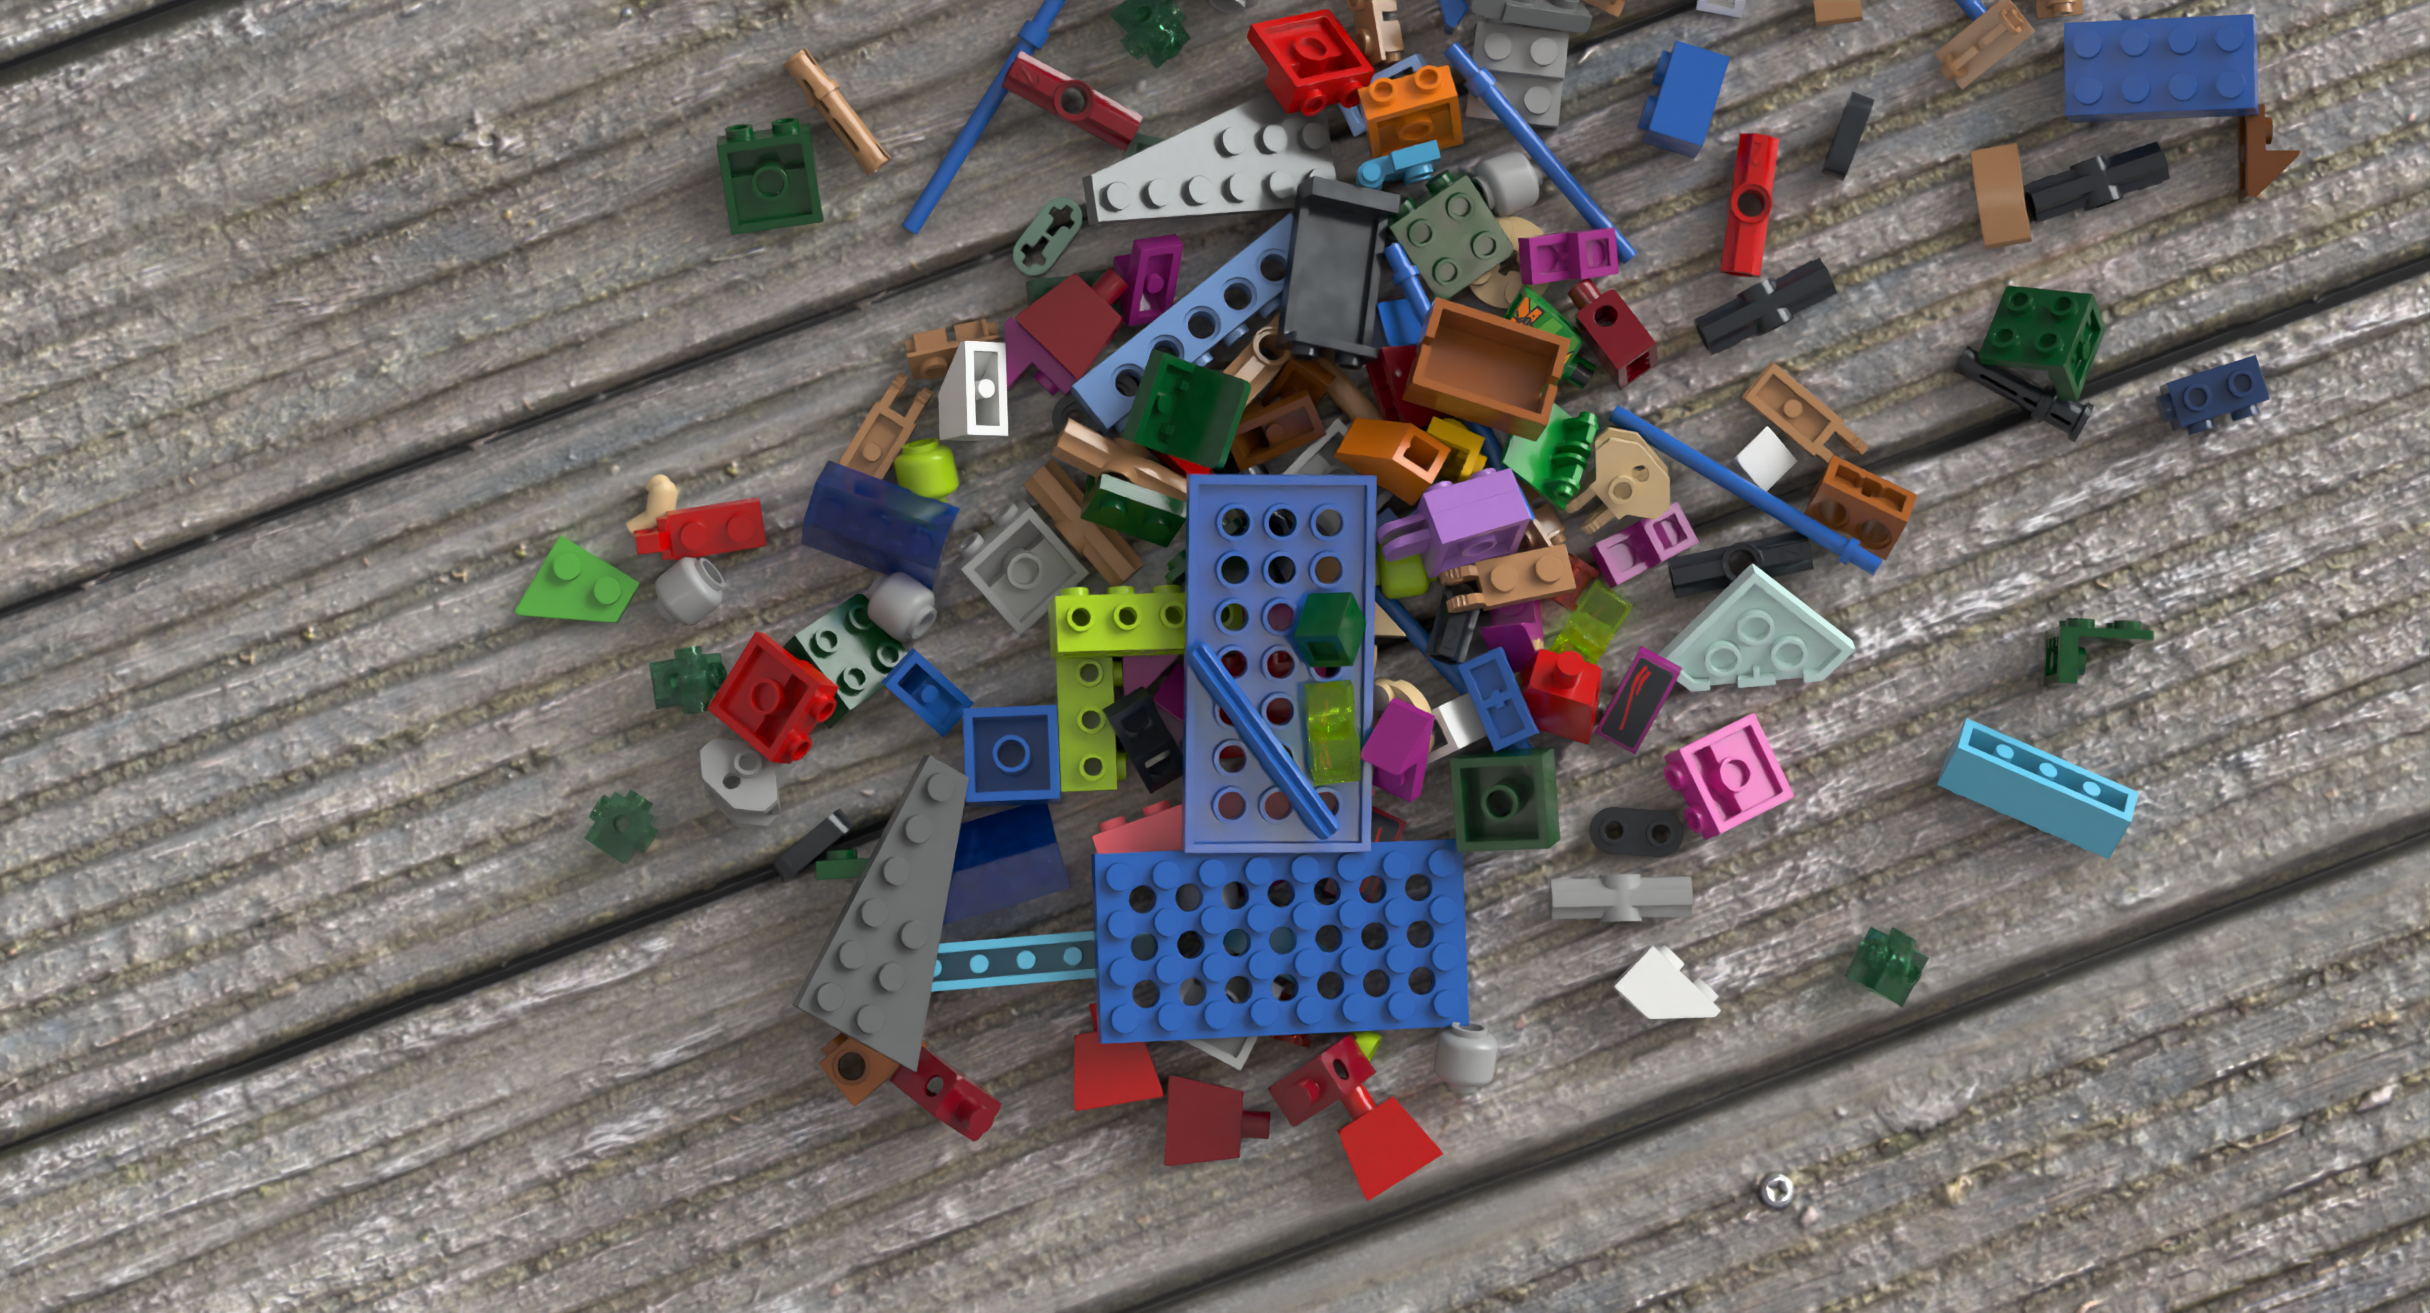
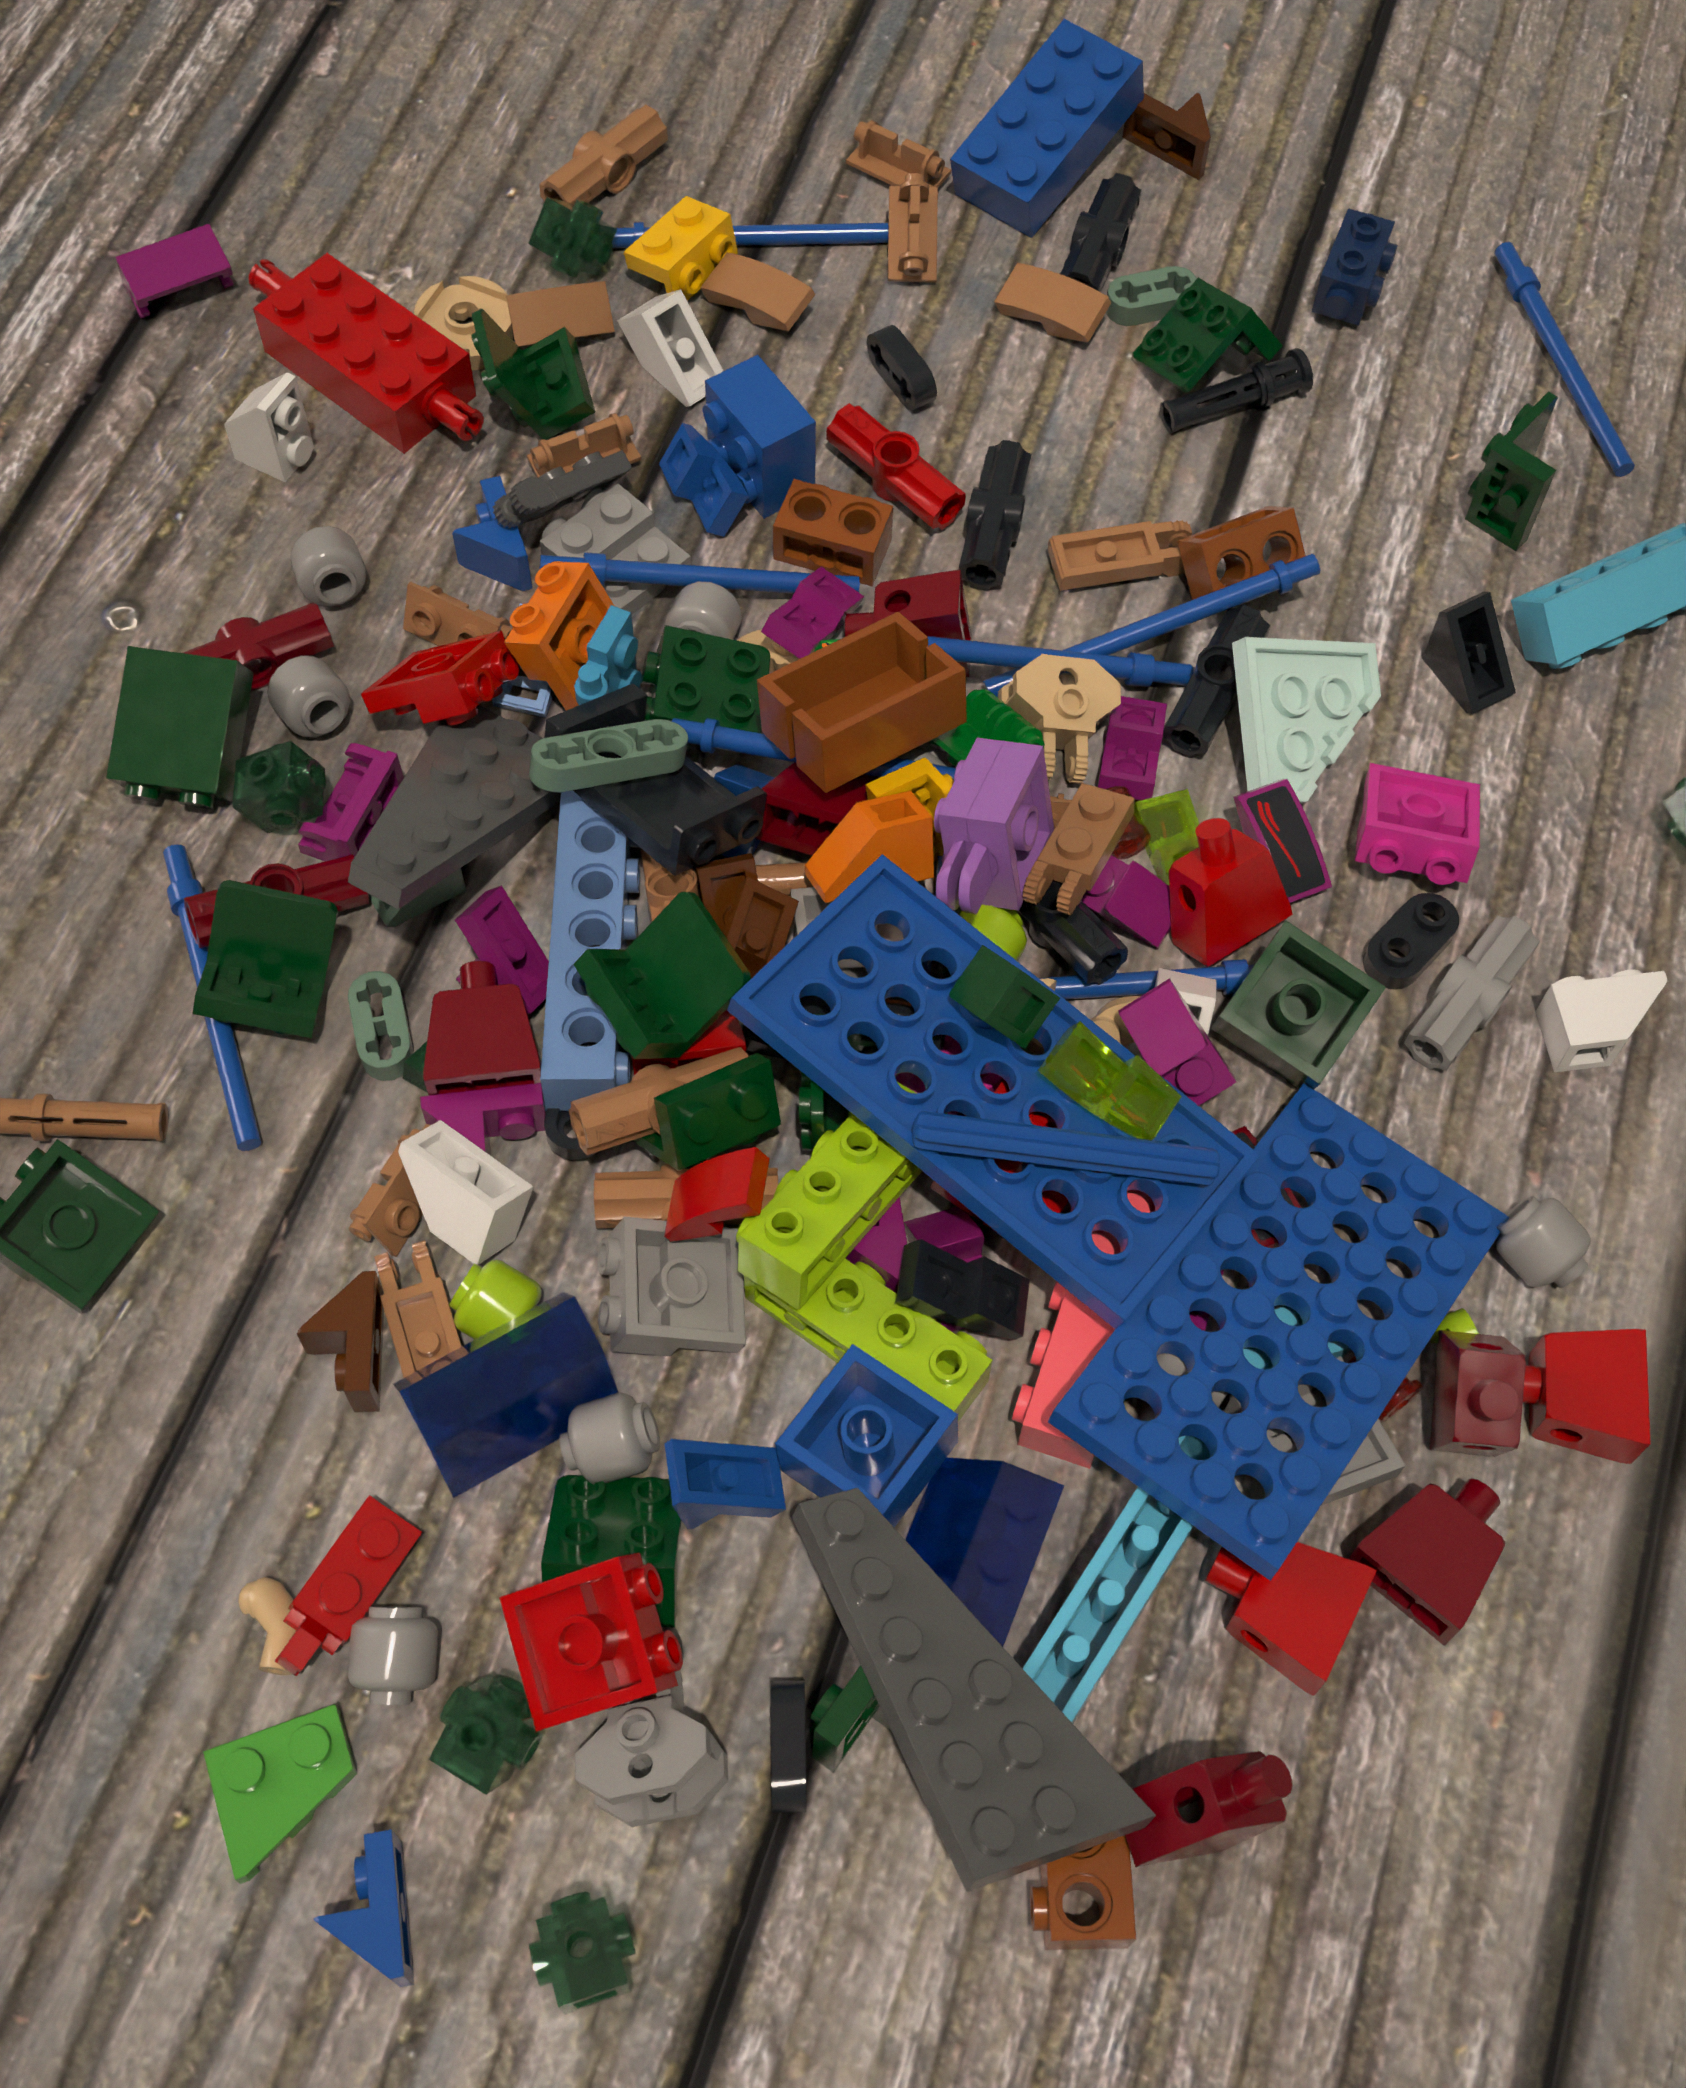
camera: 50 degrees left, 25 degrees down
(549, 712) = (381, 1930): none -> blue slope
(851, 402) = (354, 1331): none -> reddish brown slope
(1017, 143) = (266, 959): none -> dark green bracket
(1078, 556) = (716, 1192): none -> red slope
(1180, 80) = (353, 804): none -> magenta hinge
(1303, 205) = (572, 763): none -> sand green beam
(1498, 699) = (1192, 935): blue hinge -> none
(1632, 73) = (705, 478): none -> blue slope
(1644, 211) = (832, 531): none -> dark orange brick
(1707, 502) = (1135, 669): none -> blue bar
(1765, 459) = (1128, 601): white slope -> none
(1900, 723) = (1470, 654): none -> black slope
(2082, 250) = (1146, 294): none -> sand green beam
(2312, 527) = (1525, 288): none -> blue bar

